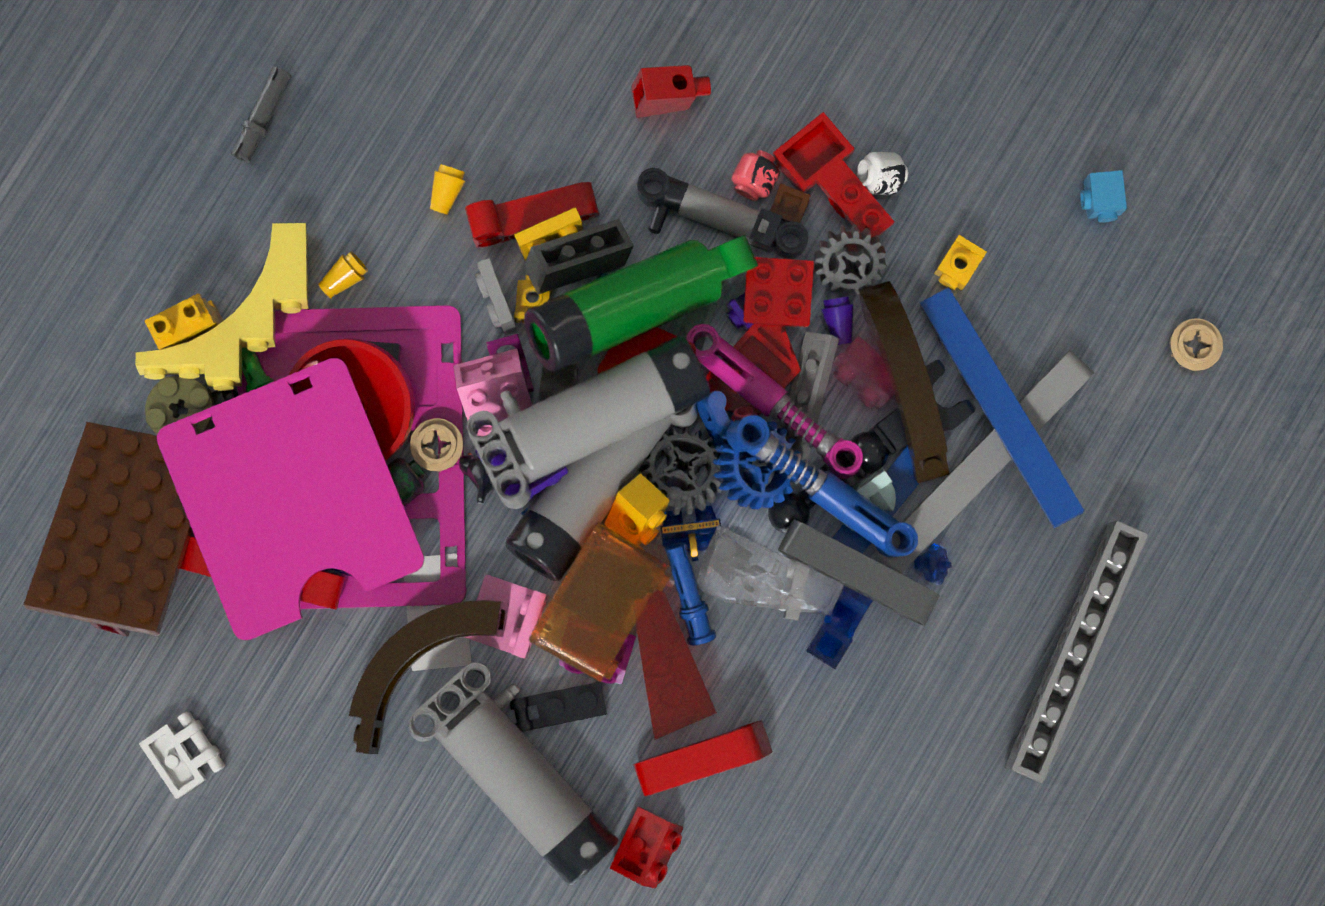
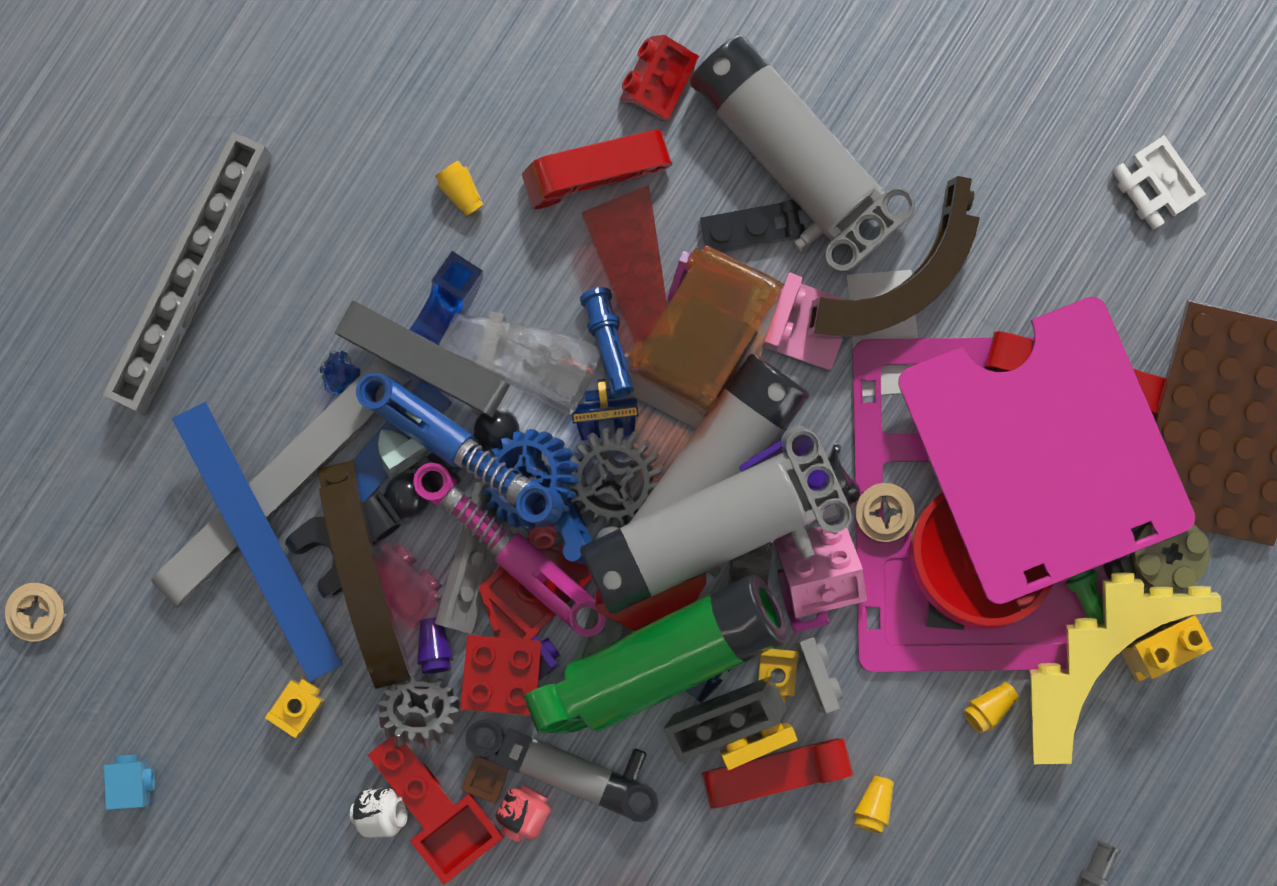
camera: 175 degrees left, 0 degrees up
(407, 478) = (918, 474): head -> none
(637, 511) = (663, 429): yellow brick -> none
(830, 738) = (459, 188): none -> yellow cone

